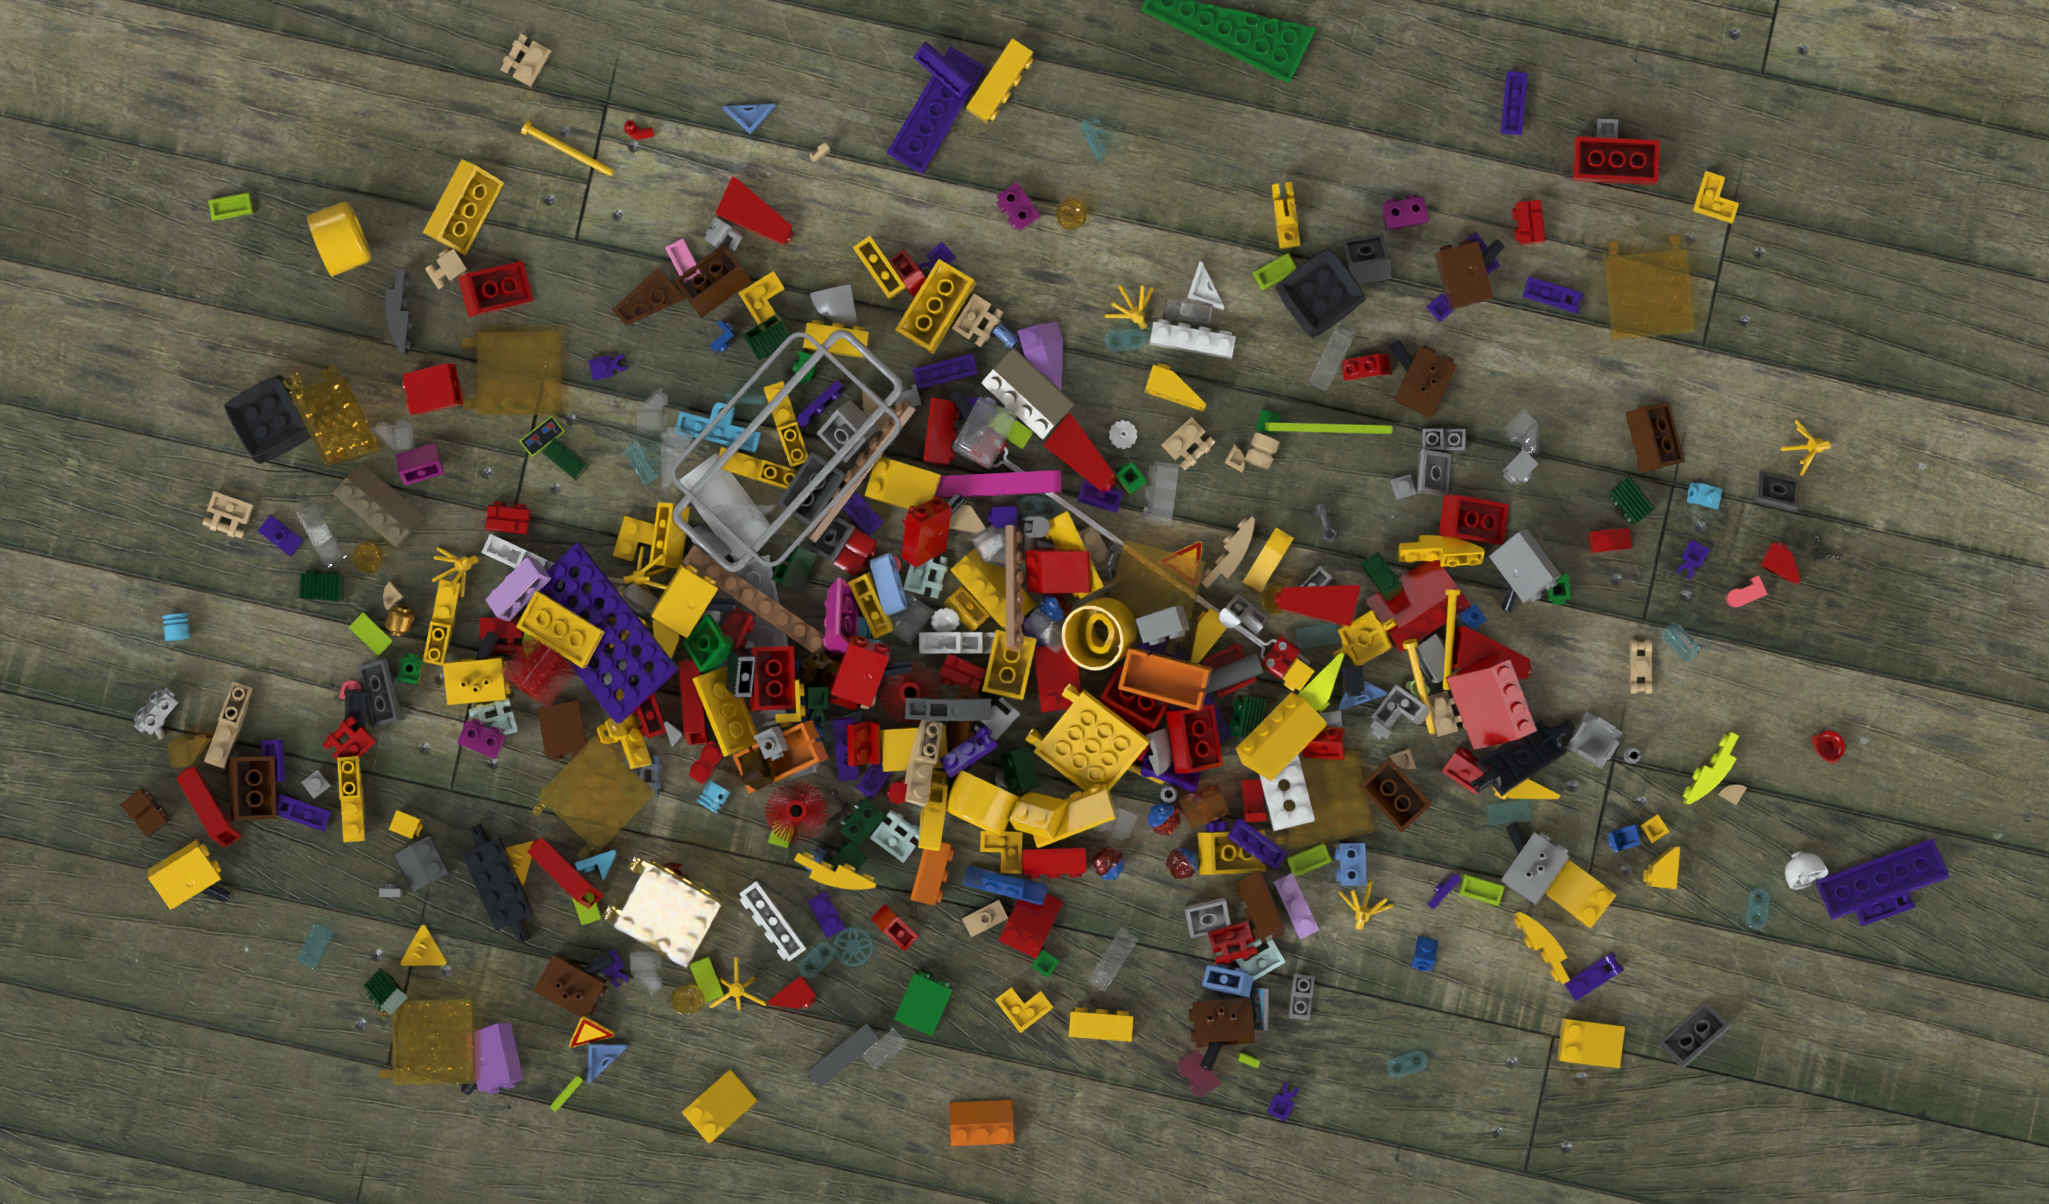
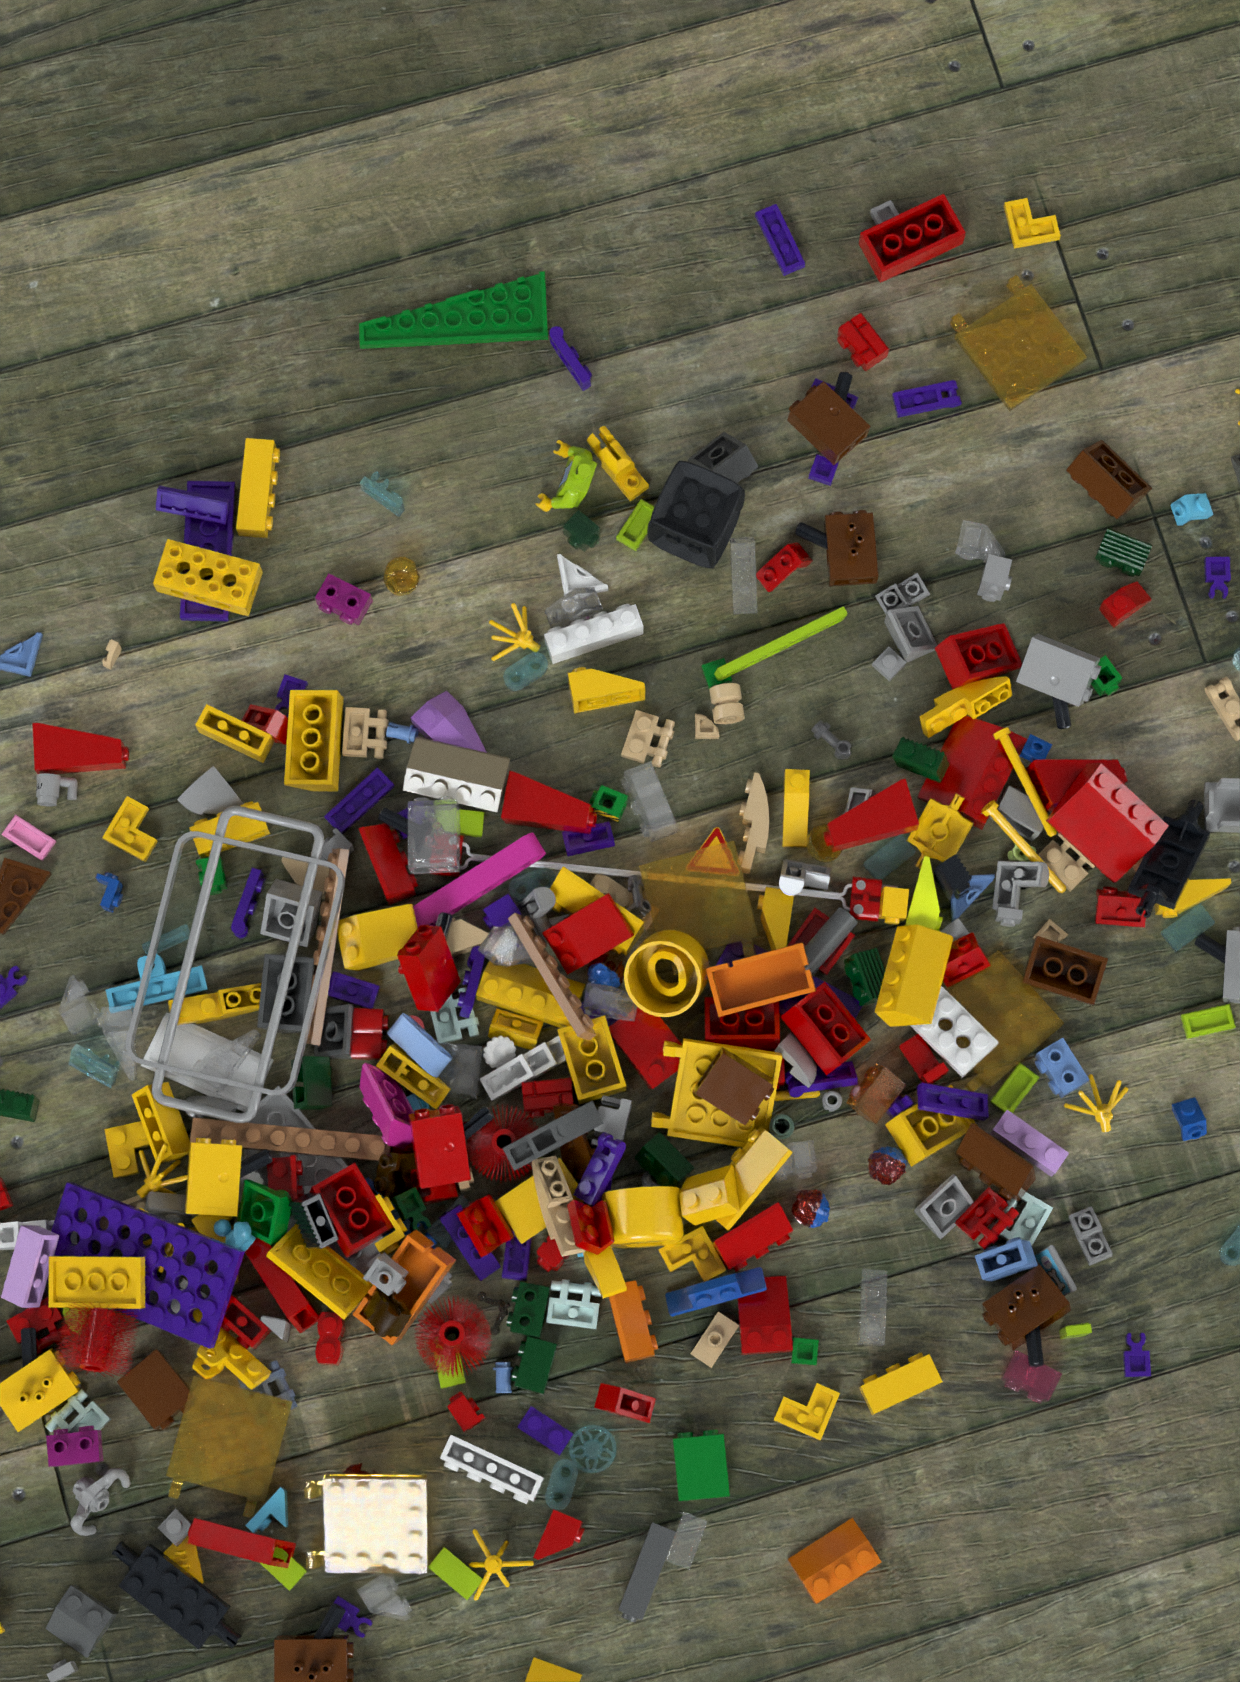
camera: 25 degrees left, 10 degrees down
(406, 824) = (41, 1587): yellow brick -> none
(477, 782) = (94, 1497): none -> light grey piece
(524, 835) = (175, 1527): none -> light grey plate
(679, 653) = (238, 1237): none -> medium azure animal
(688, 999) = (447, 1606): clear yellow hair -> none
(713, 796) = (356, 1371): medium azure piece -> none
(718, 281) = (74, 835): reddish brown slope -> none
(767, 336) = (155, 864): dark green brick -> none
(776, 869) = (465, 1411): none -> red brick
(787, 426) = (226, 944): yellow slope -> none
(843, 877) = (540, 1379): yellow slope -> none
(921, 149) = (211, 592): none -> yellow brick
(938, 790) = (591, 1226): none -> red bracket
(953, 557) = (471, 980): none -> dark purple plate
(1101, 746) = (734, 1086): none -> reddish brown brick
(1123, 434) = (576, 766): white piece -> none
(1127, 793) = (781, 1120): none -> sand green cone
(1163, 624) = (727, 926): light grey brick -> none
(1164, 818) = (841, 1128): piece -> none
(1227, 254) = (581, 532): none -> clear green brick
(1246, 210) = (574, 481): none -> lime torso
(1297, 109) = (570, 358): none -> dark purple plate
(1404, 213) = (734, 398): magenta brick -> none
(1442, 890) = (1169, 1043): dark purple plate -> none

